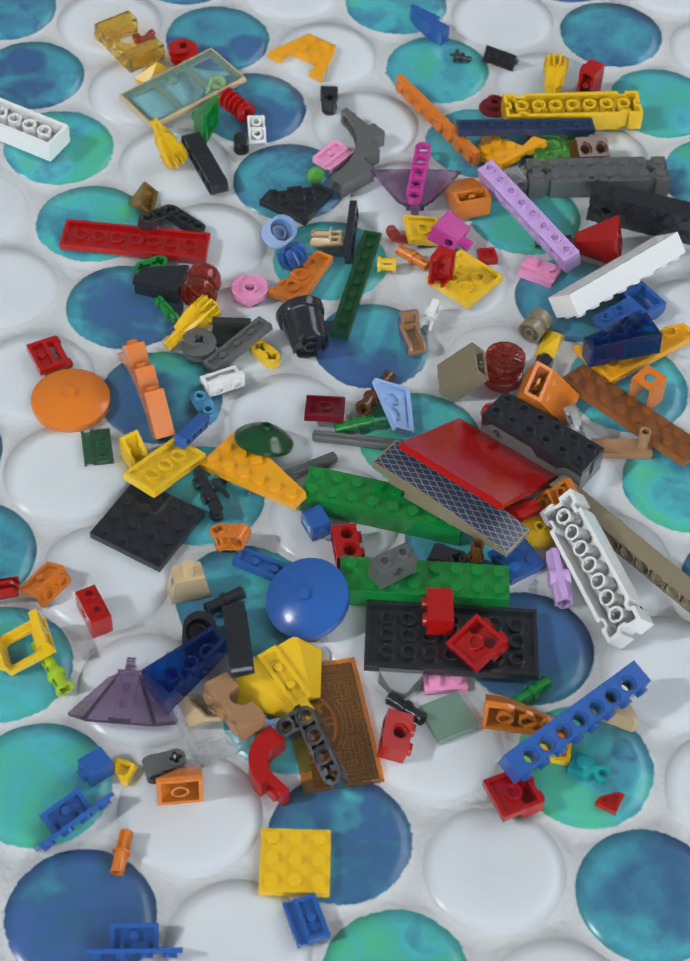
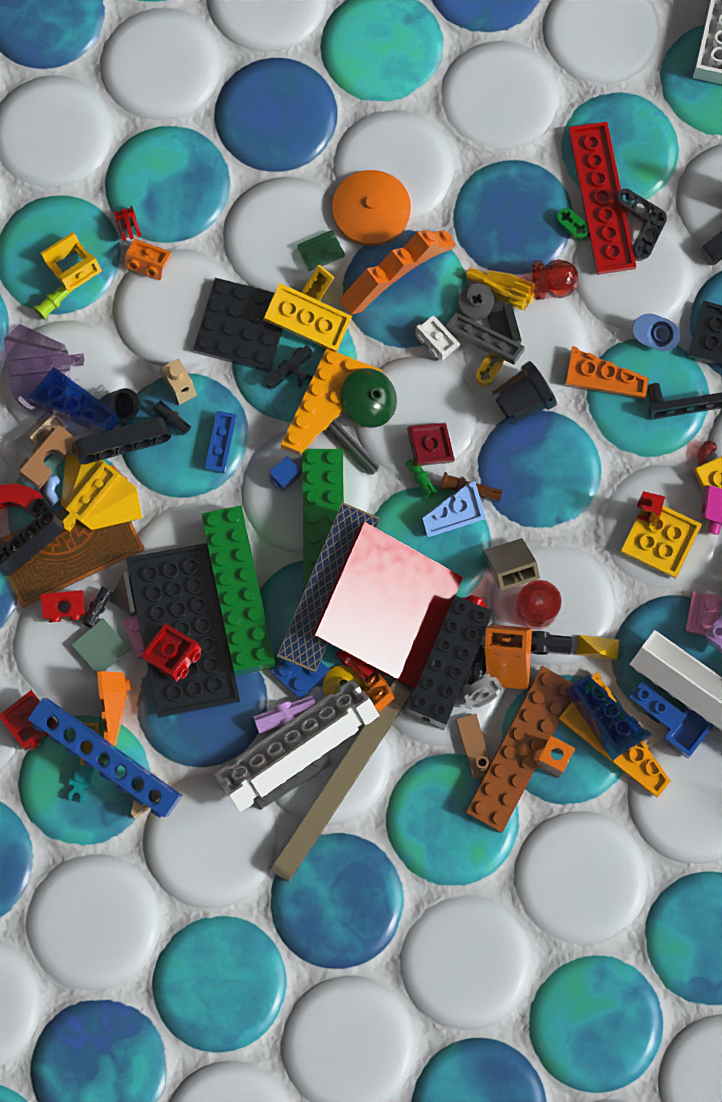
camera: 75 degrees right, 25 degrees up
(43, 357) = (415, 164): red plate -> none
(94, 611) = (125, 309): red brick -> none
(144, 198) = (666, 187): pearl gold slope -> none
(161, 281) = (551, 240): black slope -> none
(167, 309) = (518, 257): green axle -> none
(191, 430) = (360, 328): blue piece -> none
(202, 402) = (402, 330): dark azure plate -> none
(231, 536) = (240, 400): orange piece -> none
(247, 297) = (569, 317): bright pink plate -> none
(292, 255) = (628, 355): blue gear -> none
(307, 599) = (187, 489): blue dish -> none
(326, 238) = (670, 383): tan arm -> none
(346, 542) = (261, 503): red brick -> none
(352, 439) = (404, 495): dark grey axle -> none
(355, 285) = (616, 430): dark green plate -> none
(392, 267) = (654, 453): yellow bush -> none
(392, 565) = (230, 552): dark grey brick -> none
(410, 332) = (557, 503): medium nougat animal -> none
(412, 257) = (676, 478): orange pin -> none
(431, 314) = (595, 516): white plate -> none
(438, 611) = (198, 608): red brick -> none
(446, 554) = (276, 602): black piece -> none
(476, 553) = (279, 629): reddish brown pin -> none
(487, 255) = (707, 555): red tile -> none
(532, 691) = (147, 715): green pin -> none
(535, 325) = (613, 625): dark tan wheel -> none
(610, 802) = (49, 809): red tile -> none

